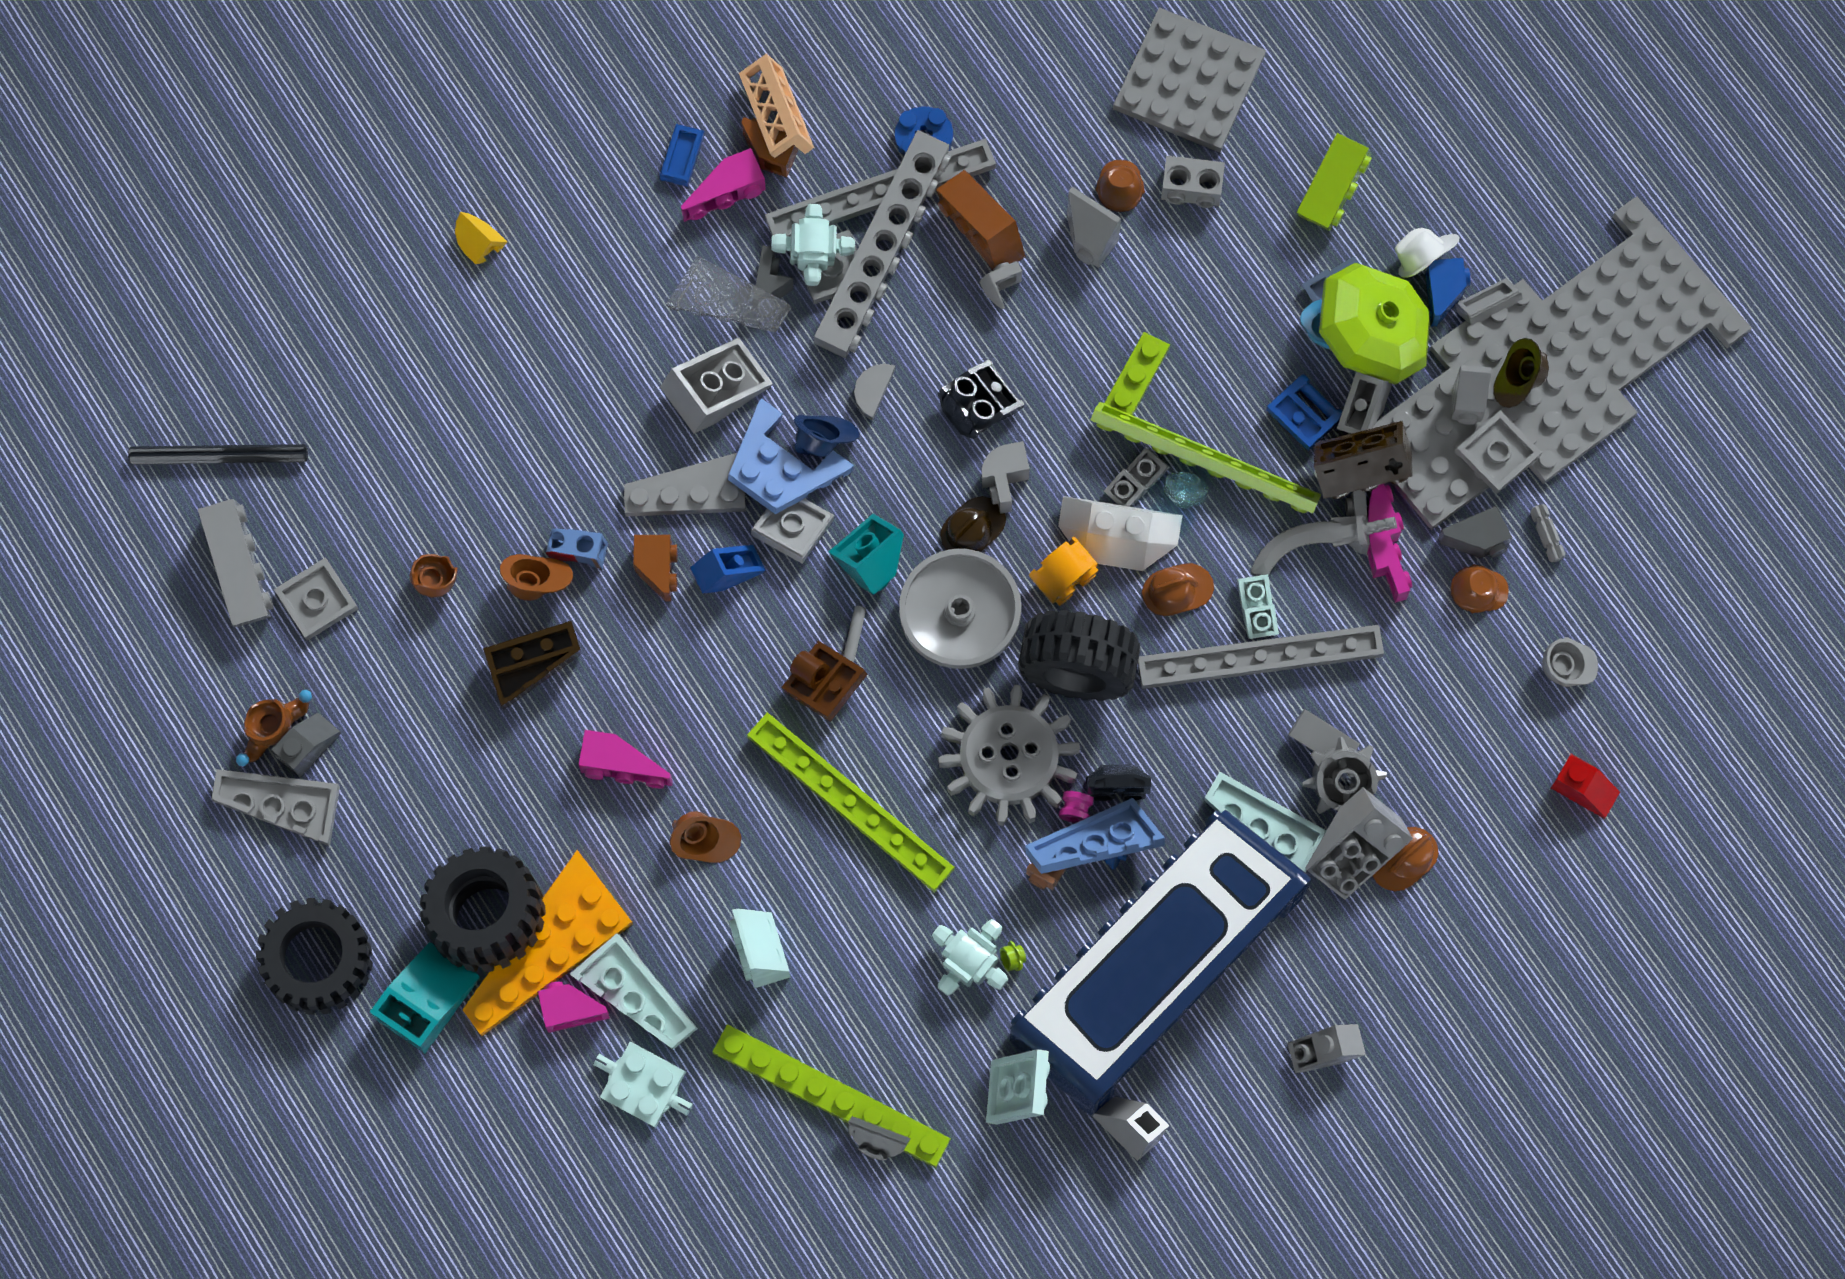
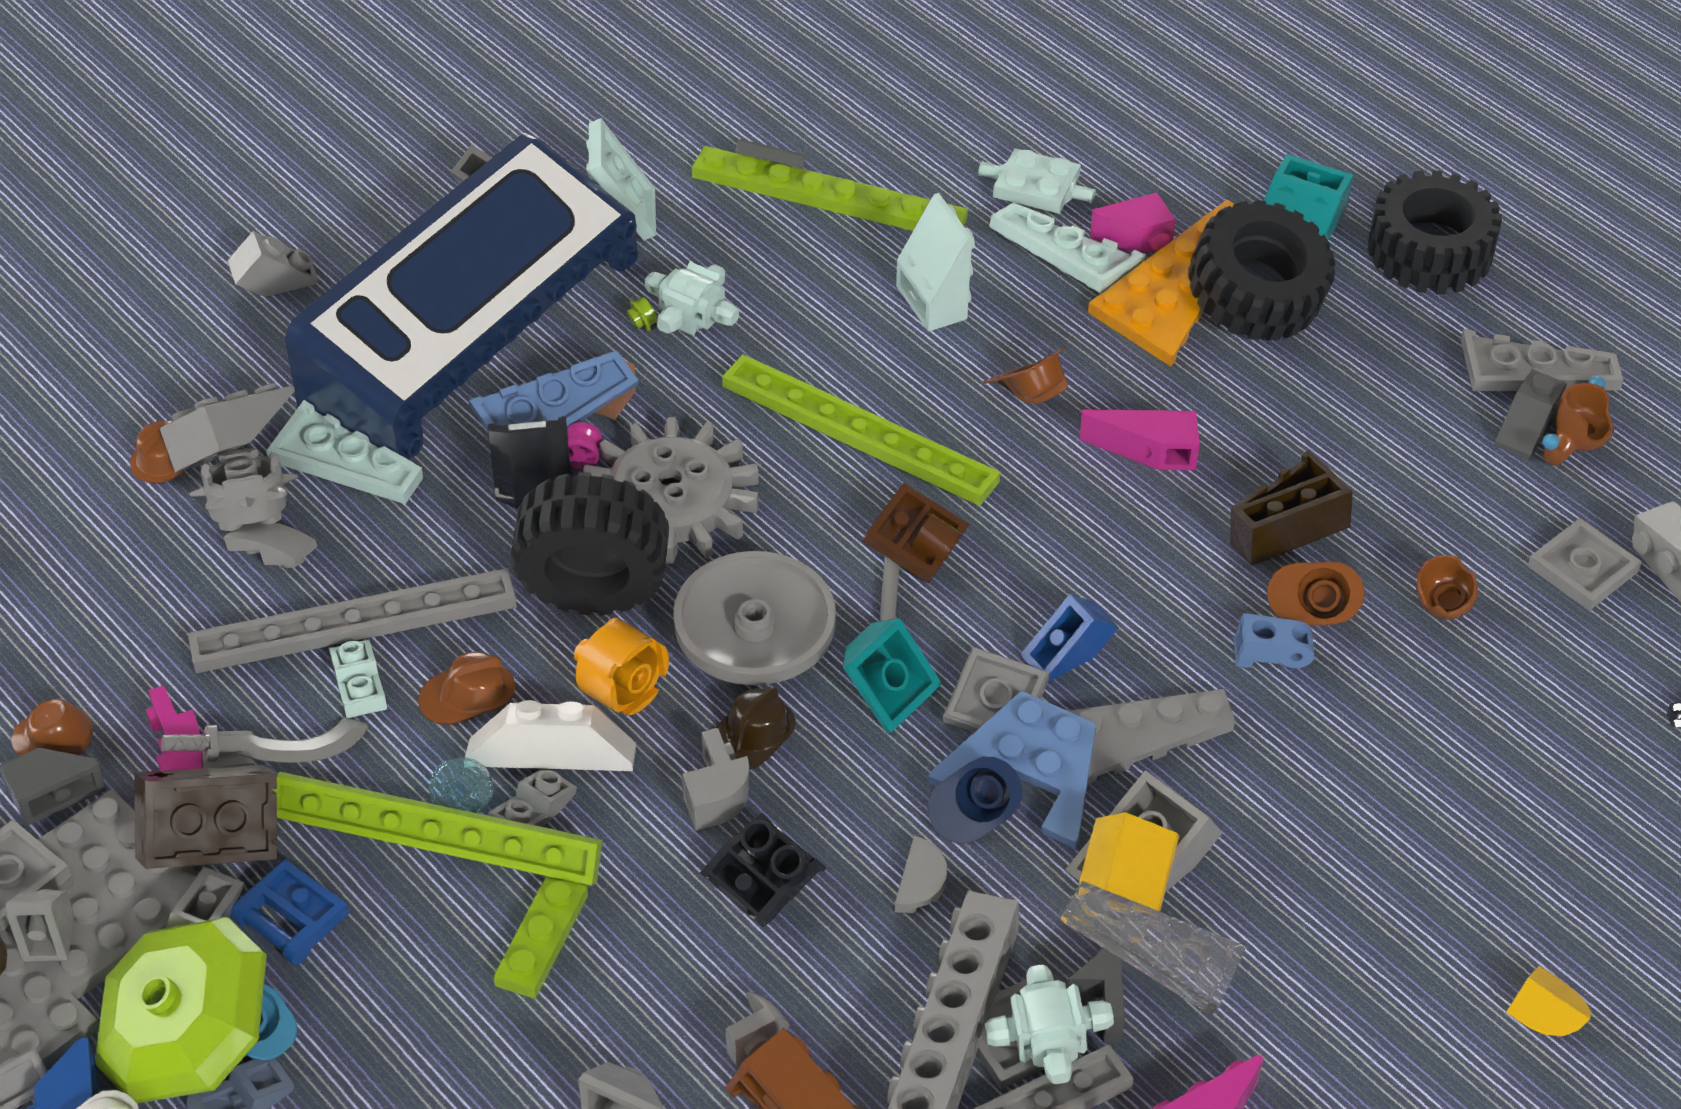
camera: 170 degrees right, 25 degrees down
(654, 562) = (1167, 634): dark orange slope -> none
(735, 359) = (1130, 858): none -> yellow slope

